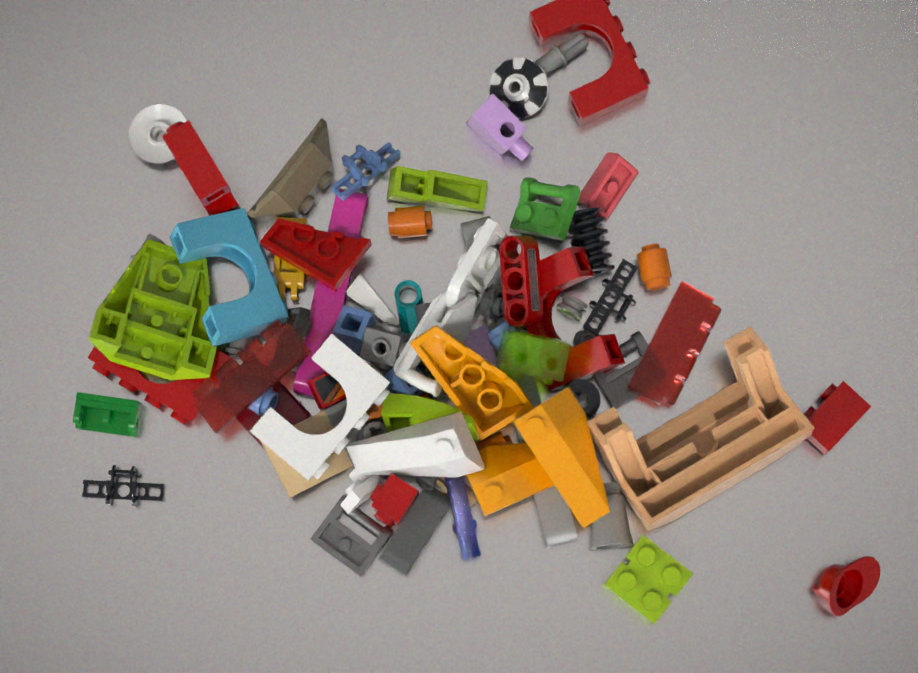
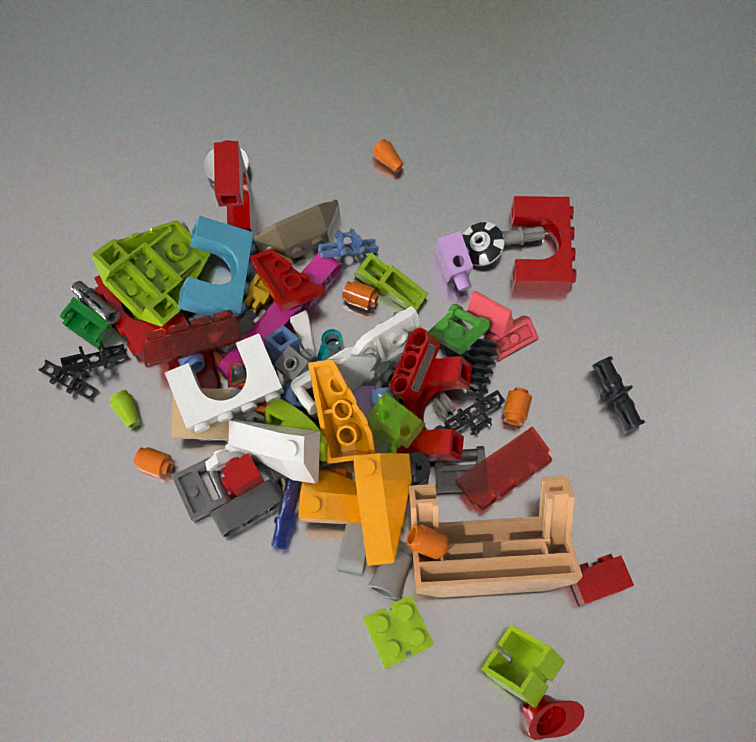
camera: 25 degrees right, 10 degrees down
(79, 379) = (106, 312): none -> dark grey pin
(137, 460) = (87, 364): none -> black piece
(211, 490) = (125, 408): none -> lime cone
(280, 534) = (153, 462): none -> orange brick
(350, 27) = (387, 155): none -> orange cone
(574, 171) = (498, 316): none -> coral slope
(636, 471) = (427, 541): none -> orange brick
(760, 197) = (618, 393): none -> black piece
(802, 547) = (530, 666): none -> lime piece

